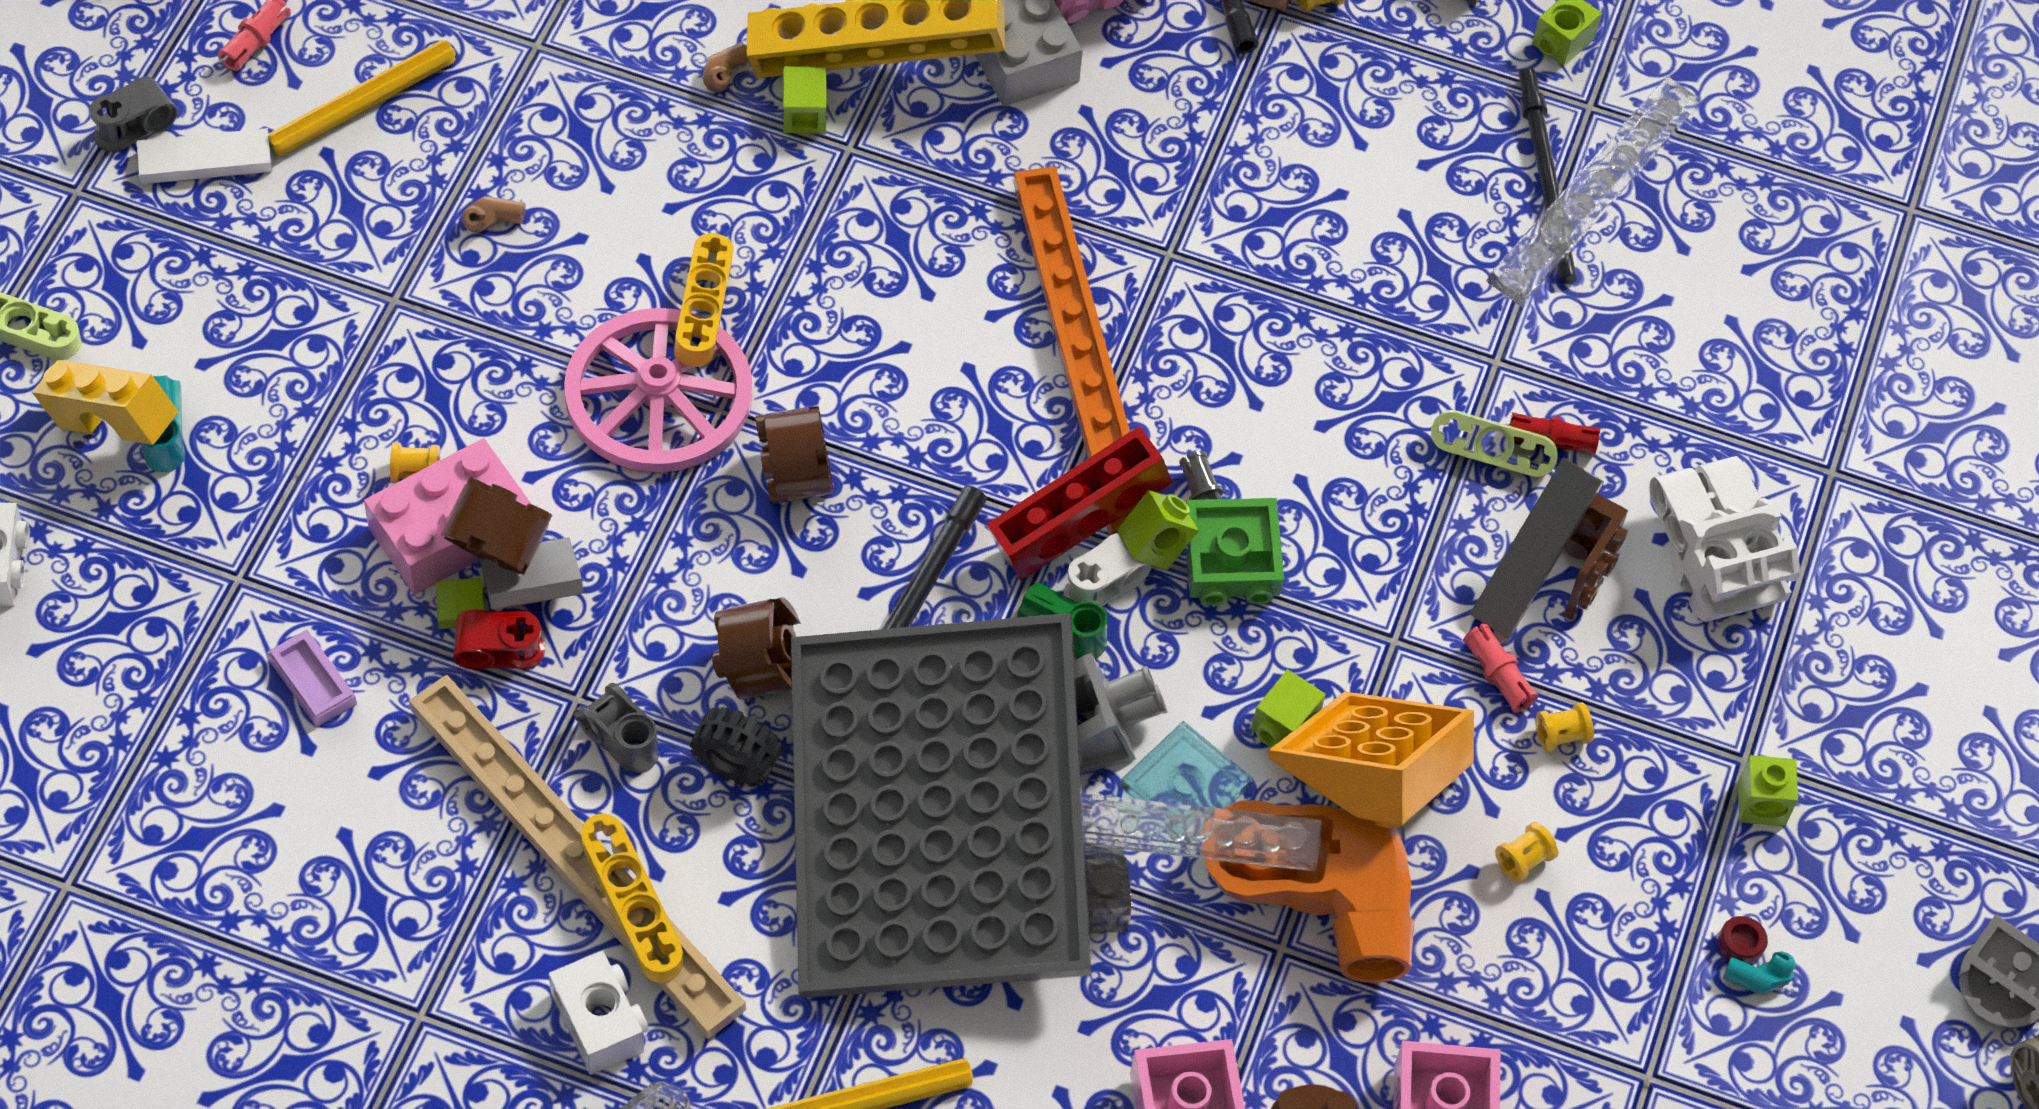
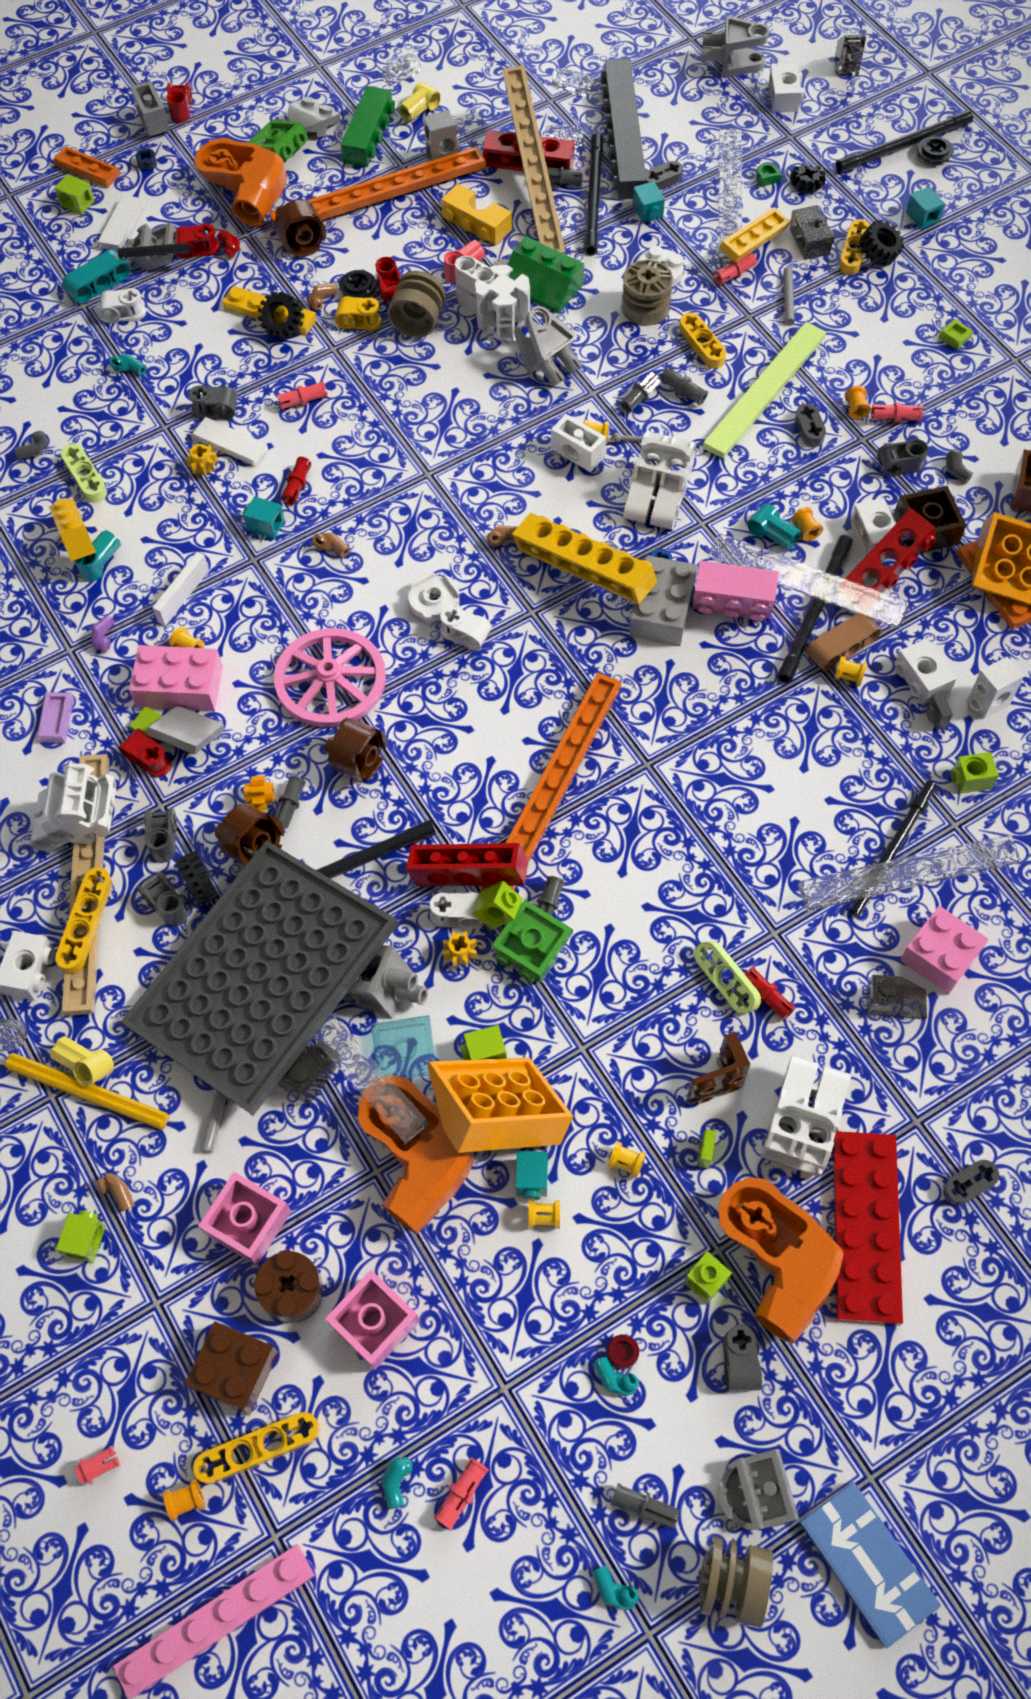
camera: 45 degrees right, 5 degrees up
(192, 202) = (201, 459): none -> yellow gear
(267, 524) = (99, 641): none -> medium lavender arm
(335, 395) = (180, 588): none -> white tile
(359, 156) = (296, 480): none -> red pin
(361, 98) = (323, 453): yellow axle -> none
(363, 231) = (263, 517): none -> teal brick
(483, 766) = (73, 808): none -> white connector
(496, 526) = (171, 694): reddish brown brick -> none
(703, 299) = (383, 642): yellow beam -> none
(703, 805) = (161, 897): none -> dark grey piece
(709, 590) = (259, 792): none -> light orange gear
(710, 180) = (429, 584): none -> white plate
(754, 576) = (289, 800): none -> dark grey axle
(790, 217) = (466, 630): none -> white piece
(790, 1072) = (86, 1065): none -> light yellow piece
(804, 99) = (526, 573): lime brick -> none
(1028, 1027) = (213, 1123): none -> light grey bar
(1042, 600) = (416, 921): green piece -> none
(1150, 617) = (455, 943): none -> yellow gear
(1473, 817) = (531, 1174): none -> teal brick
(1500, 668) = (622, 1103): coral pin -> none
(1536, 547) = (688, 1050): dark grey tile -> none
(1642, 652) = (706, 1148): none -> lime tile
(1695, 347) = (895, 998): none -> clear smoke slope
(1706, 255) = (943, 949): none -> bright pink brick
(1828, 693) = (788, 1247): none -> orange piece
(1876, 855) = (741, 1366): none -> dark grey piece
(1886, 626) = (867, 1228): none -> red plate
(1909, 1081) = (645, 1506): none -> dark grey axle
(1952, 501) = (967, 1176): none -> dark grey beam

